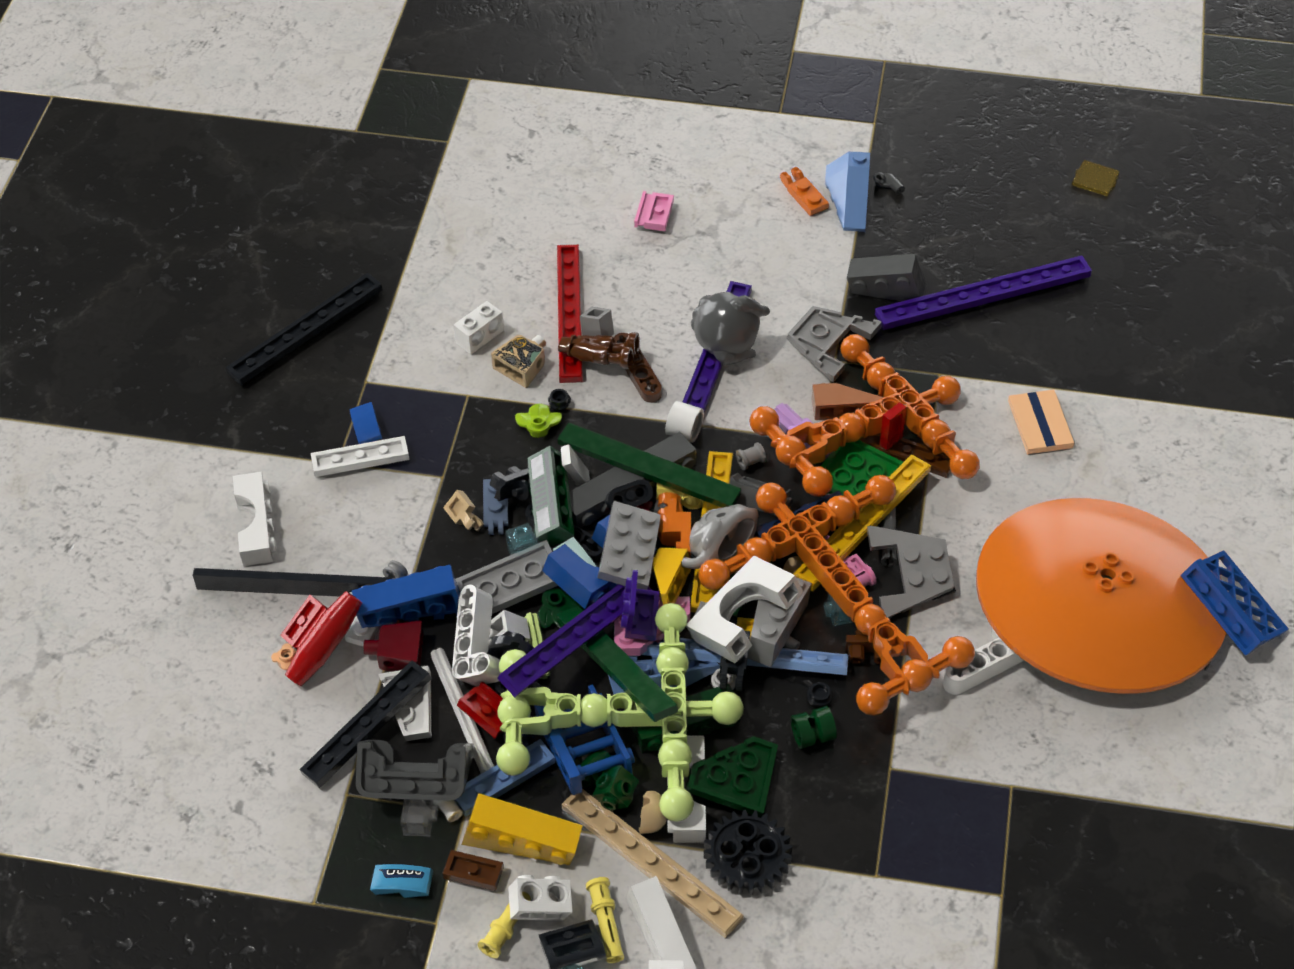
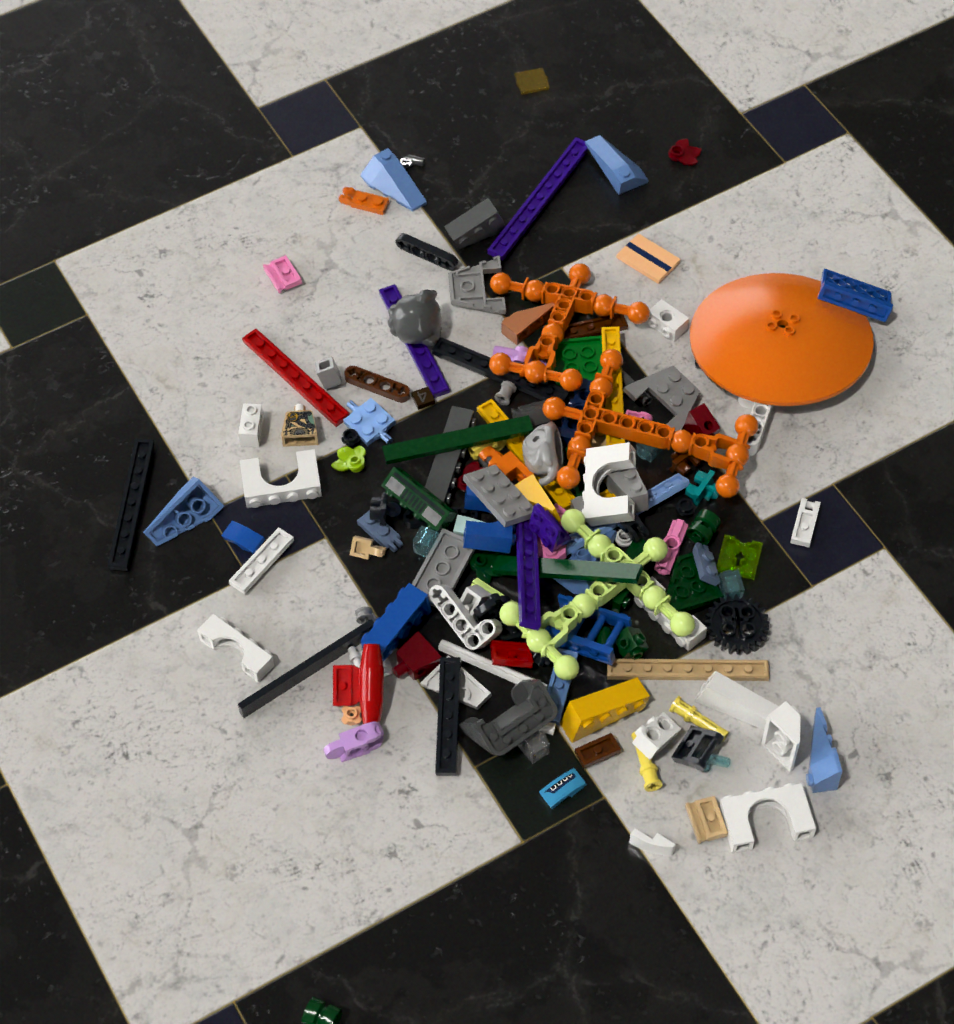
camera: 40 degrees left, 5 degrees up
(261, 684) = (356, 742): none -> lavender piece
(348, 366) = (187, 509): none -> medium blue wedge
(470, 414) = (260, 493): none -> white arch
(574, 465) = (412, 471): white tile -> none
(592, 397) = (369, 421): none -> light blue plate
(602, 349) = (347, 388): reddish brown piece -> none
(627, 494) = (462, 467): black plate -> none
(651, 816) = (665, 641): tan hair -> none
(663, 407) = (423, 398): none -> dark brown tile
(685, 419) = (446, 397): white piece -> none
(748, 400) = (480, 364): none -> black plate
(772, 717) = (674, 538): none -> bright pink piece
(775, 766) = (705, 564): none -> sand blue hinge
(783, 806) = (731, 584): none -> clear light blue brick
(813, 274) = (427, 251): none -> black beam
(823, 800) = (748, 564): none -> clear neon green brick
(847, 689) = (705, 488): none -> teal hips
(892, 426) = (577, 316): red tile -> none
(918, 618) = (701, 421): none -> dark red torso
(933, 802) = (805, 523): none -> white plate
(994, 494) = (668, 320): none -> white brick
(1099, 310) = (618, 168): none -> medium blue wedge
(1191, 340) = (684, 153): none -> dark red plate

